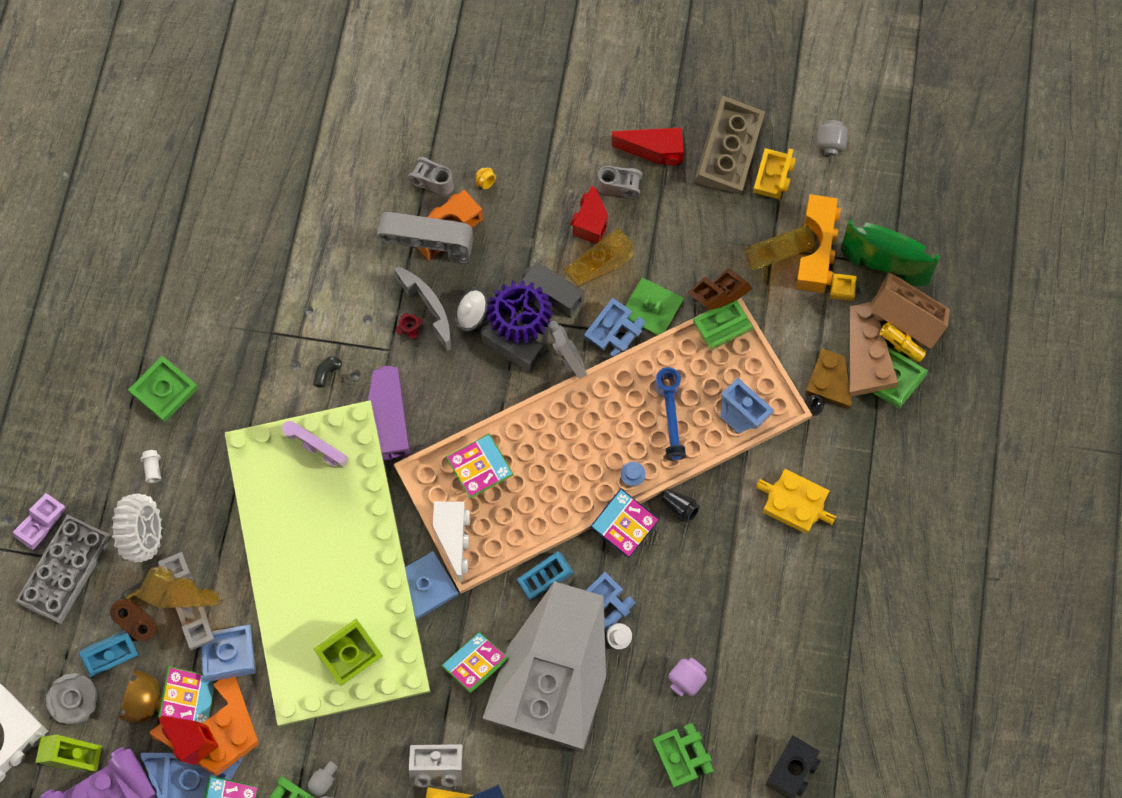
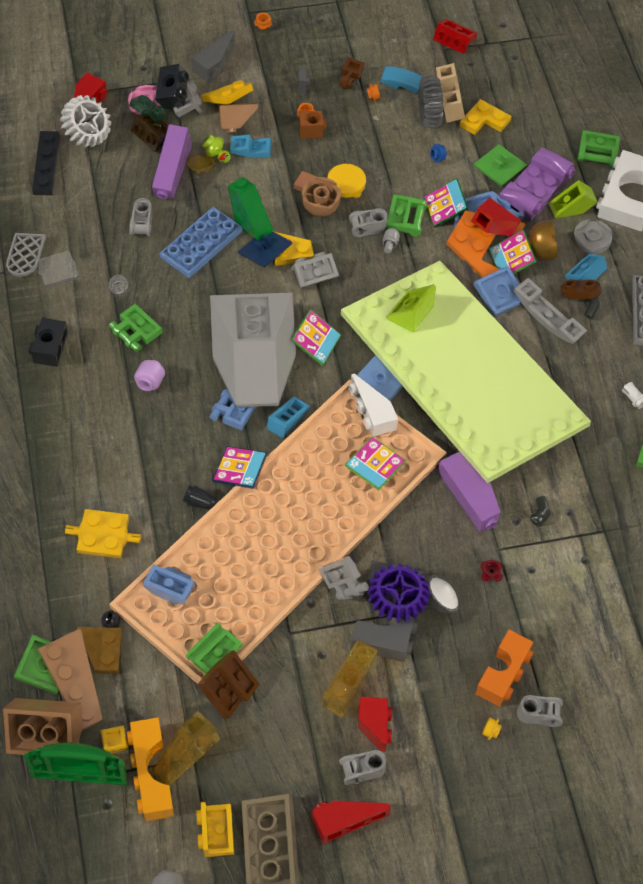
camera: 155 degrees right, 10 degrees down
(137, 528) = (615, 337): white gear -> none
(169, 591) = (560, 307): clear yellow slope -> none
(313, 444) = (513, 424): lavender plate -> none
(413, 284) = (508, 605): light grey slope -> none
(427, 233) = (513, 637): light grey beam -> none
(609, 323) = (318, 626): medium blue plate -> none
(619, 636) = (213, 389): white plate -> none
(633, 474) = (247, 500): medium blue plate -> none
(654, 305) = (286, 662): bright green piece -> none
(675, 450) = (217, 528): blue piece -> none
(902, 342) = (44, 693): yellow pin -> none

